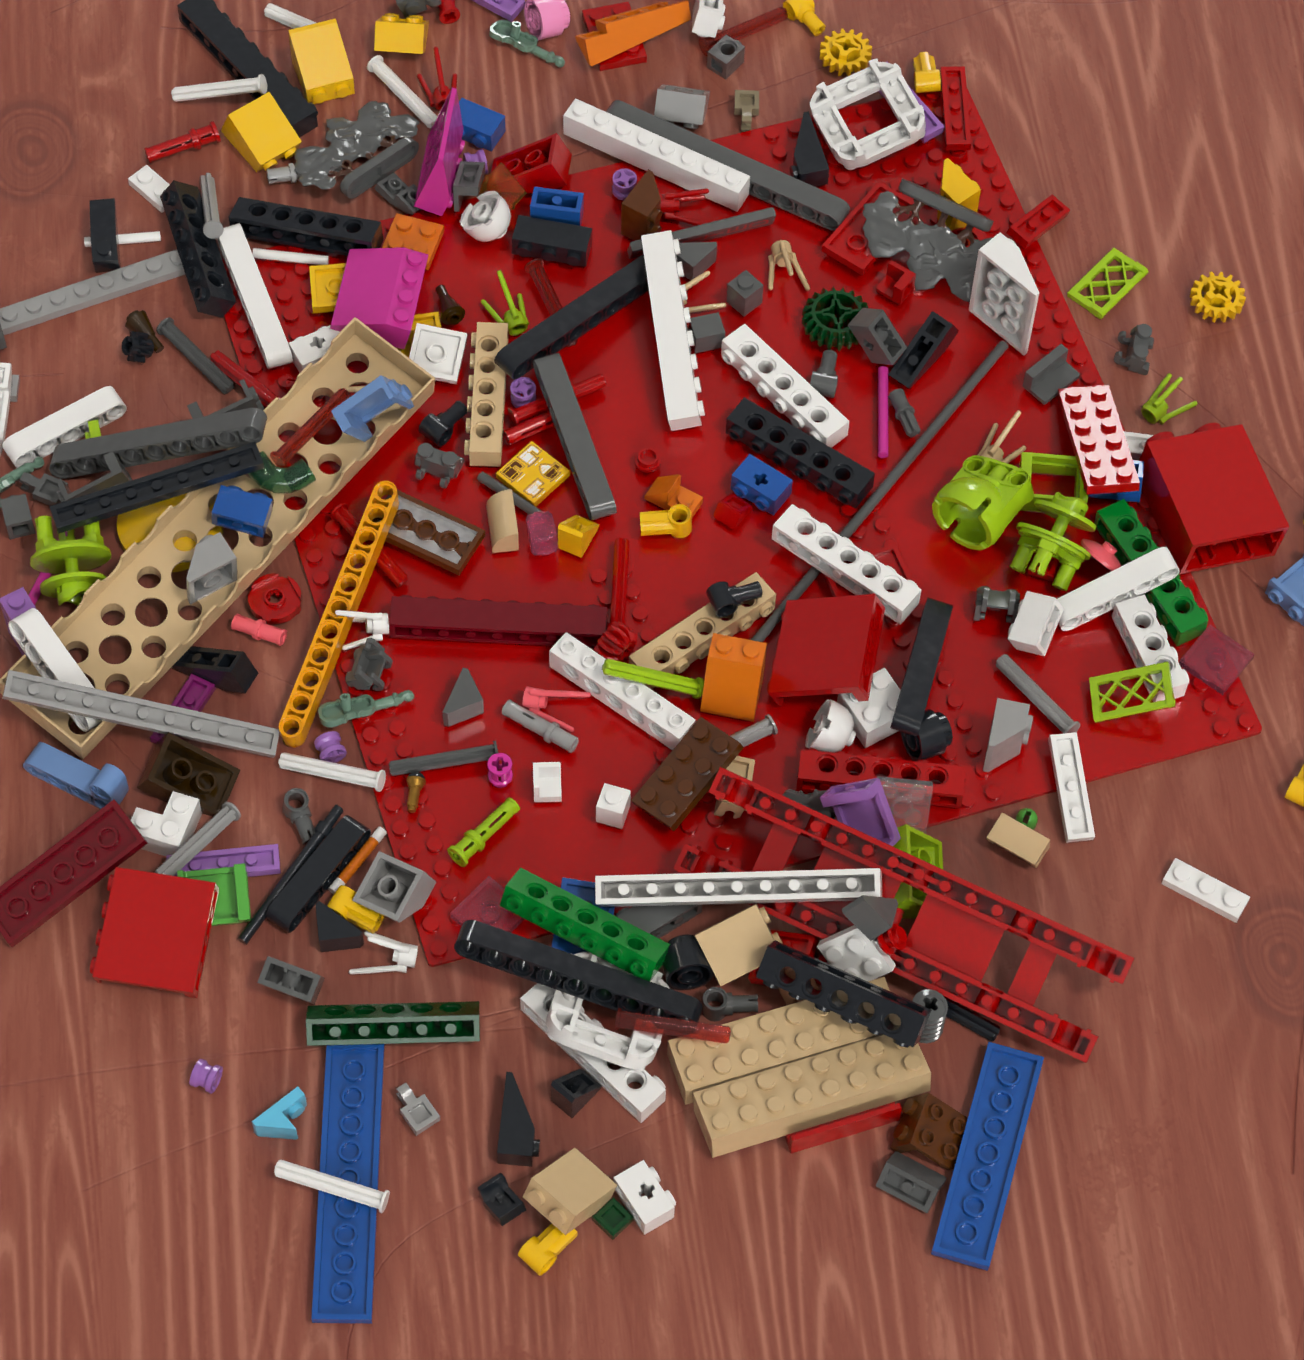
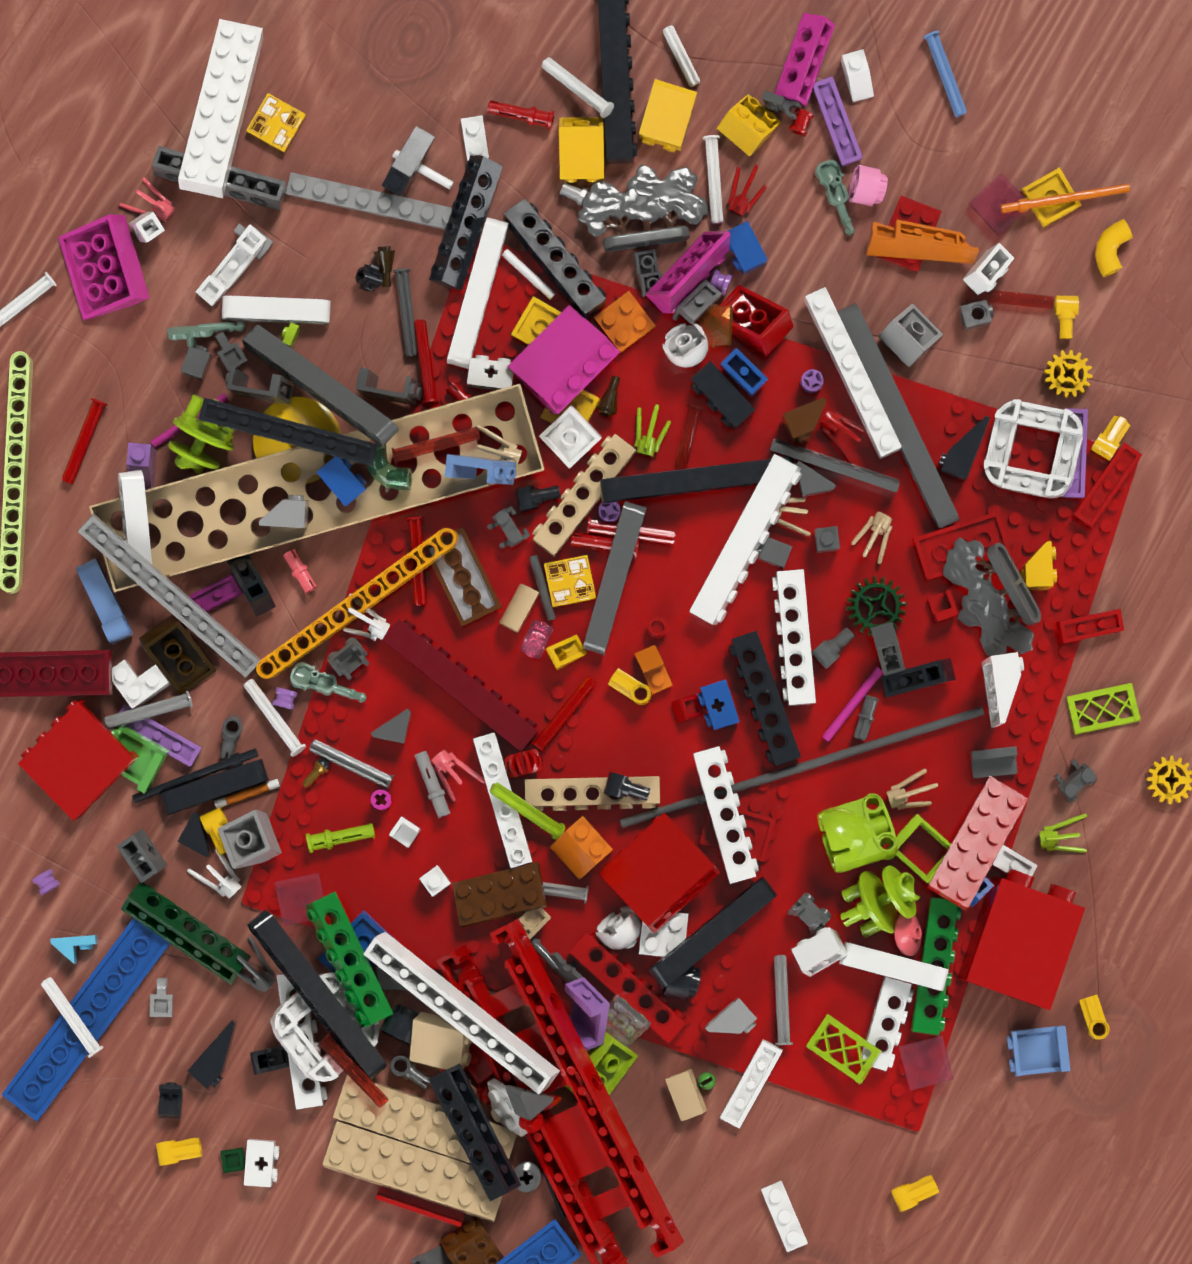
camera: 40 degrees right, 25 degrees up
(213, 227) = (498, 192): light grey axle -> none
(278, 612) = (319, 544): red plate -> none
(509, 1017) = (262, 980): none -> dark grey plant
(569, 1191) = (213, 1129): tan brick -> none
(746, 104) = (958, 369): dark tan plate -> none

